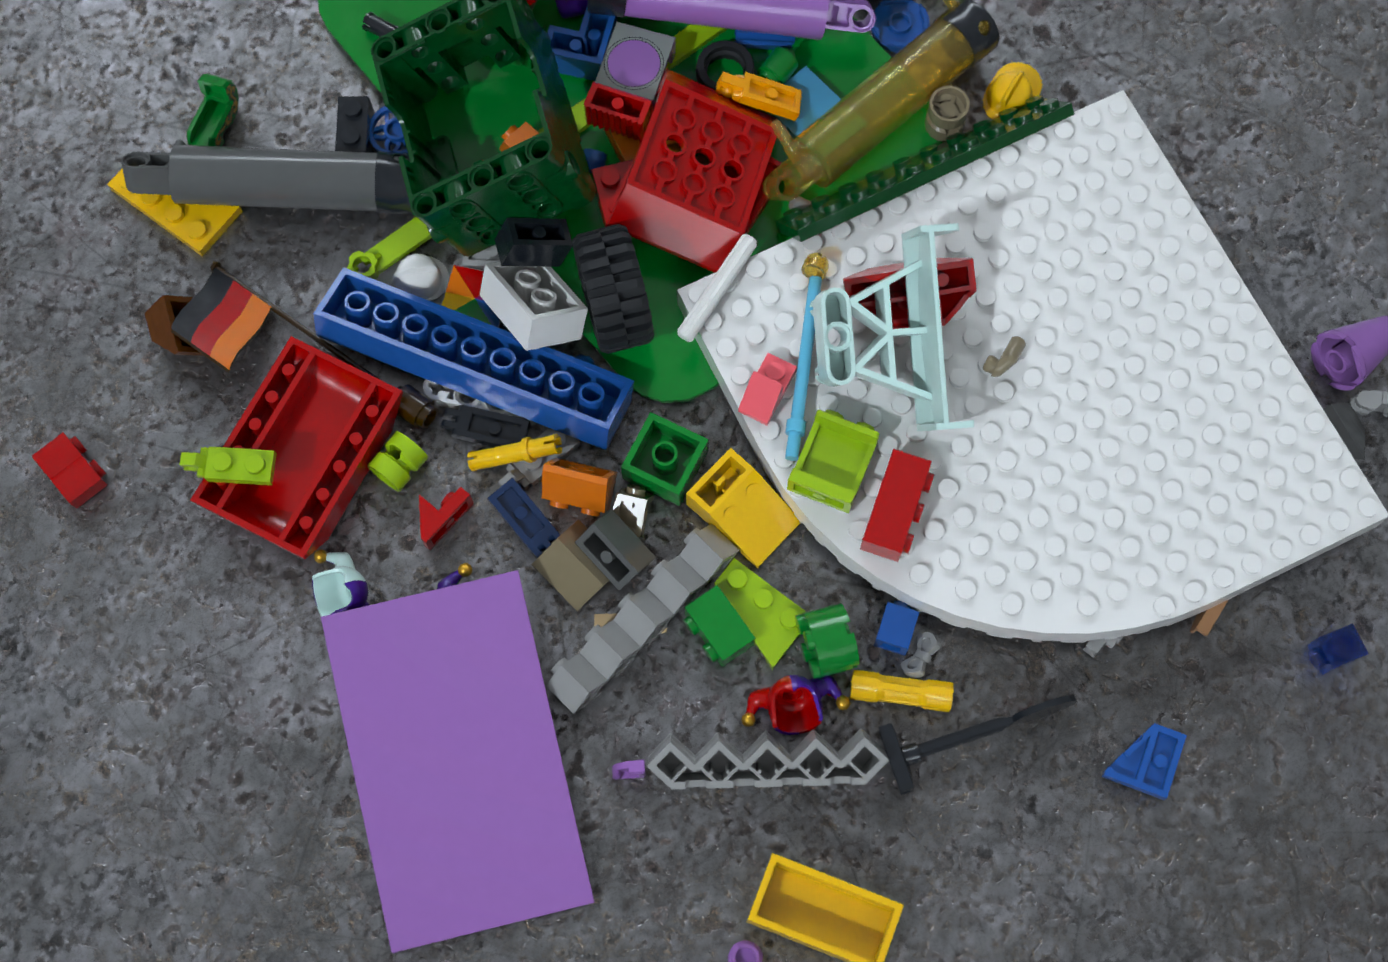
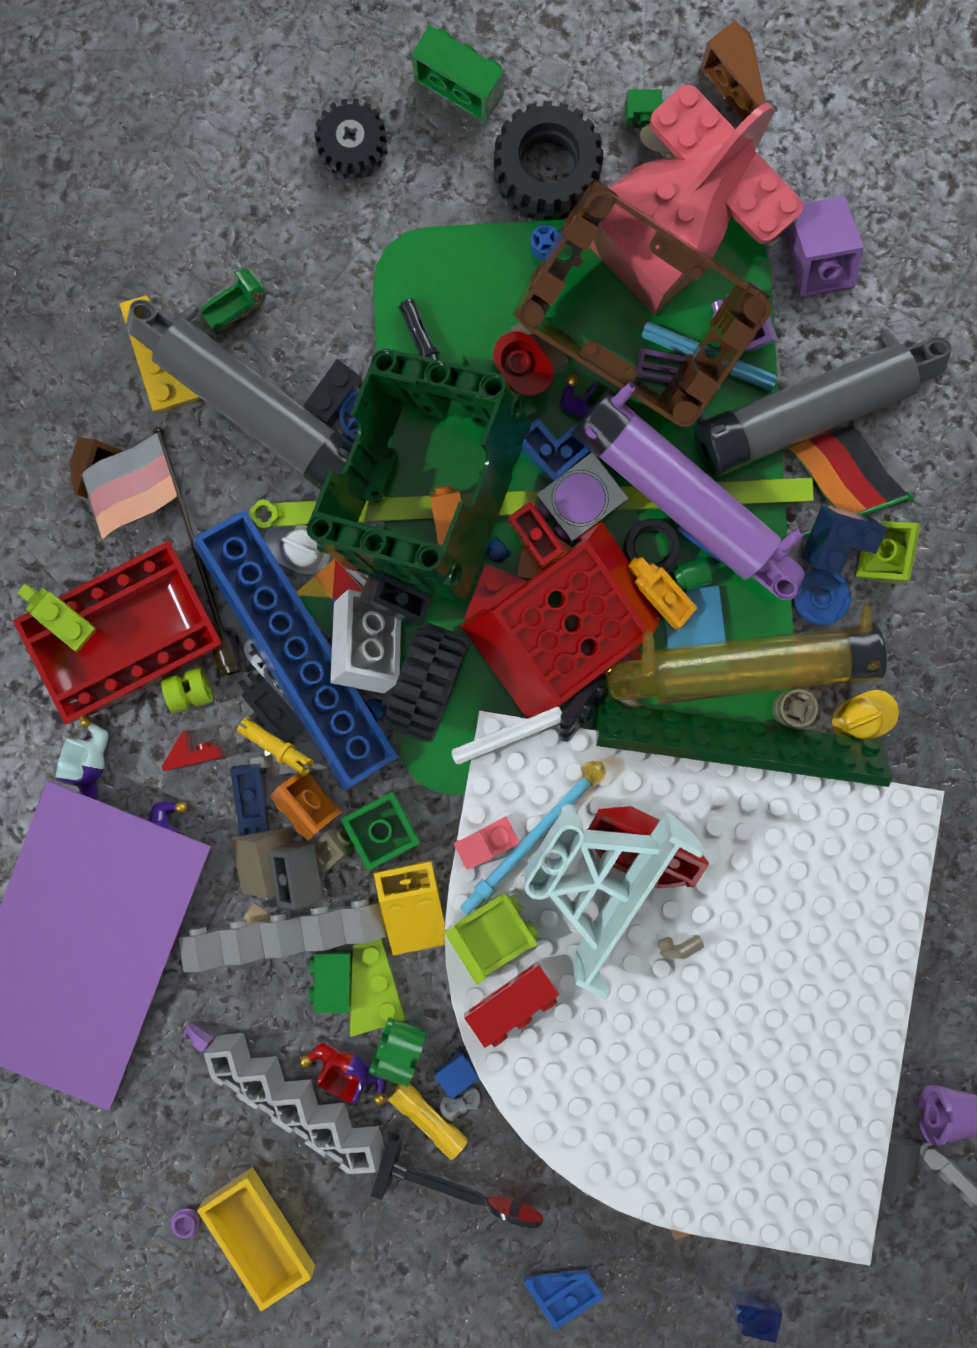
camera: 35 degrees right, 15 degrees up
(765, 225) = (582, 707): none -> black hinge

